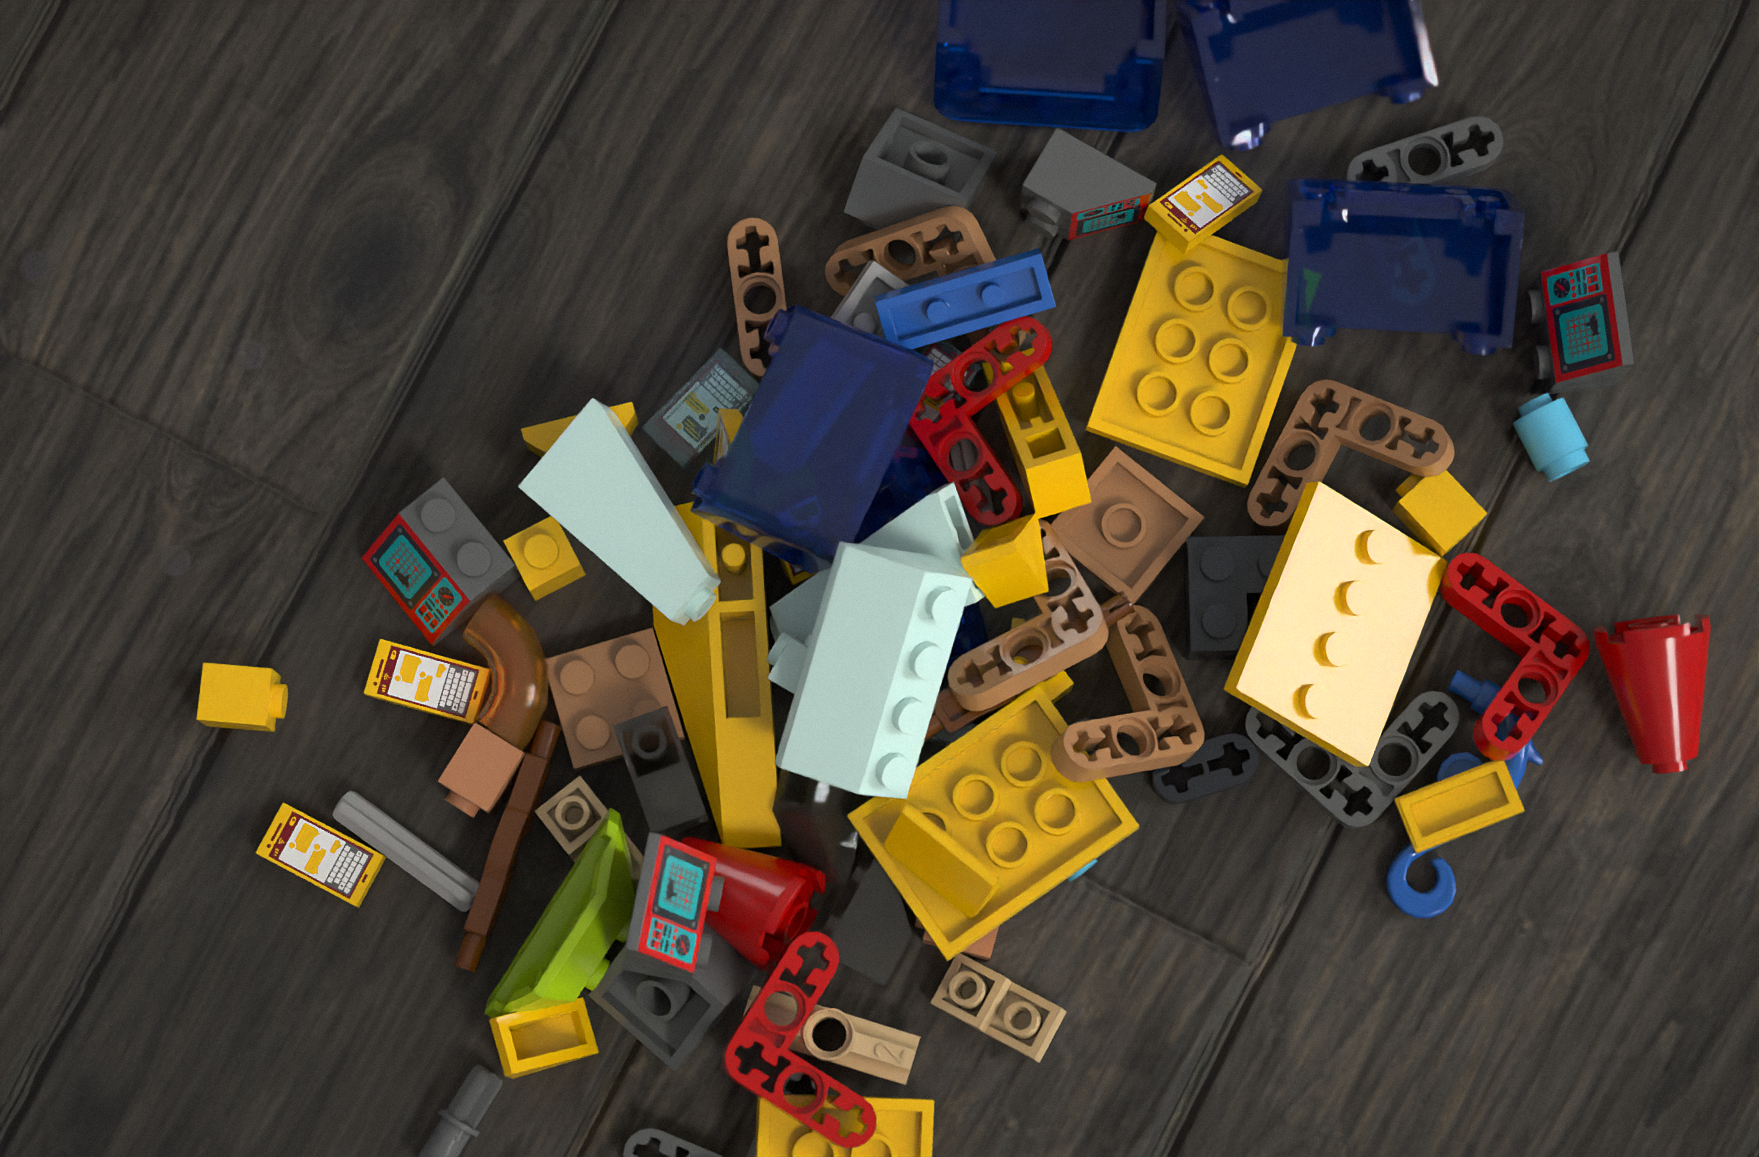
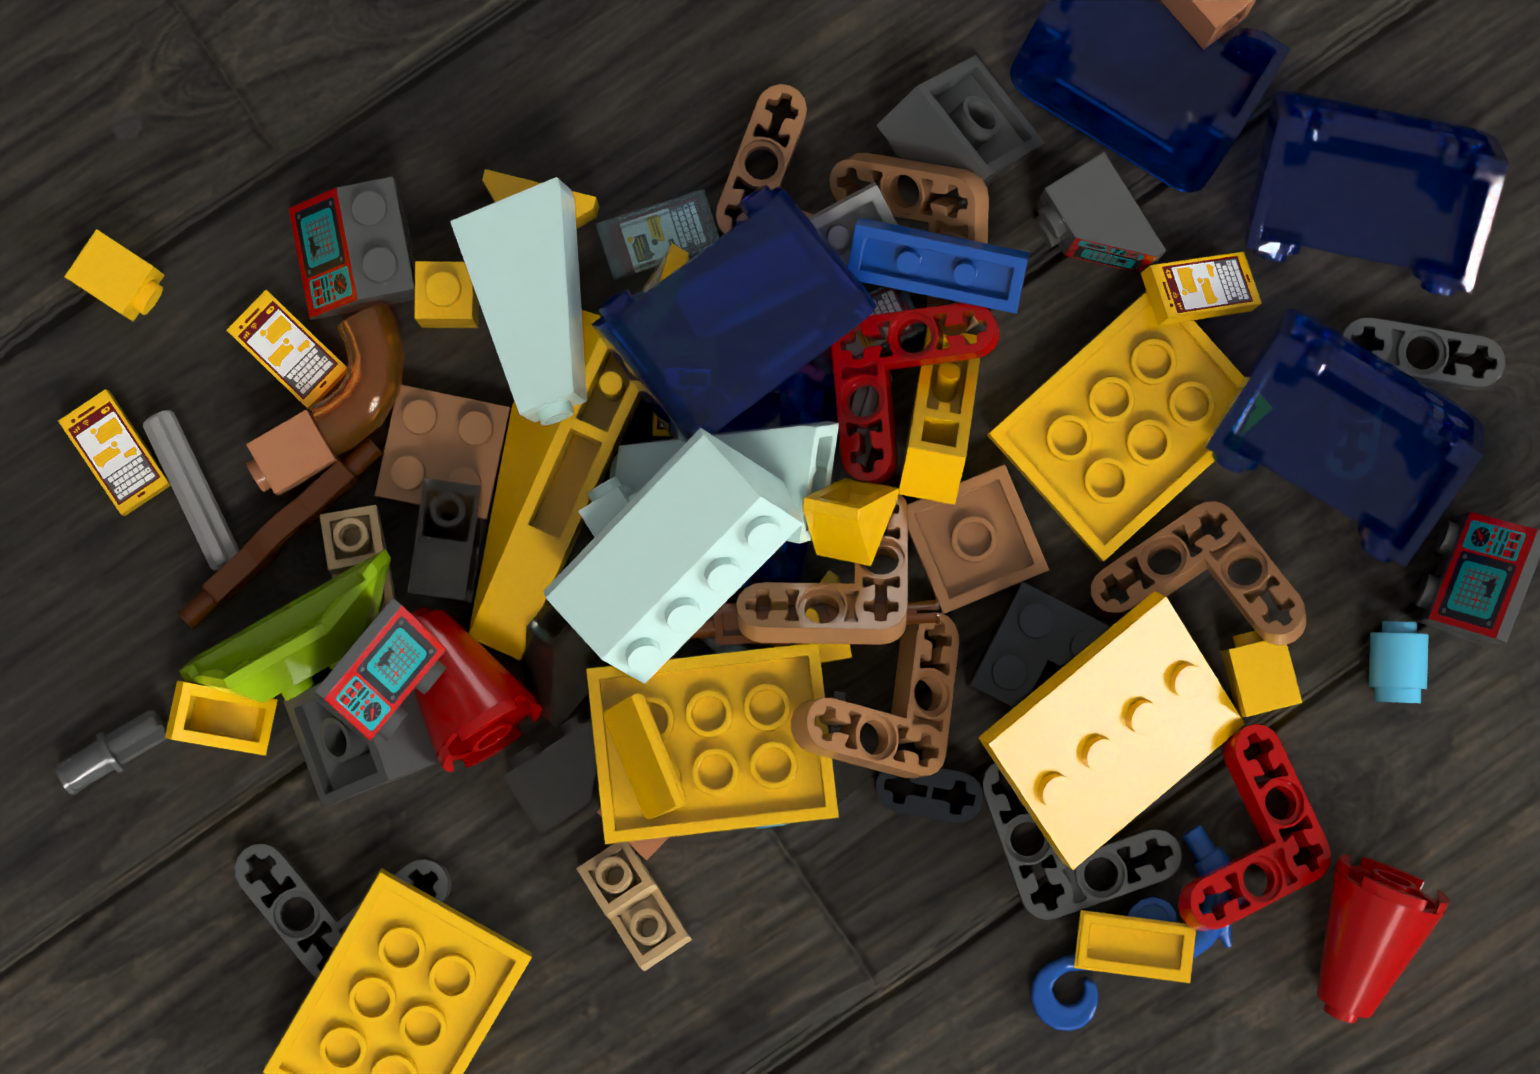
camera: 25 degrees right, 5 degrees up
(777, 1039) = (418, 834): red beam -> none
(867, 1046) = (443, 823): tan piece -> none

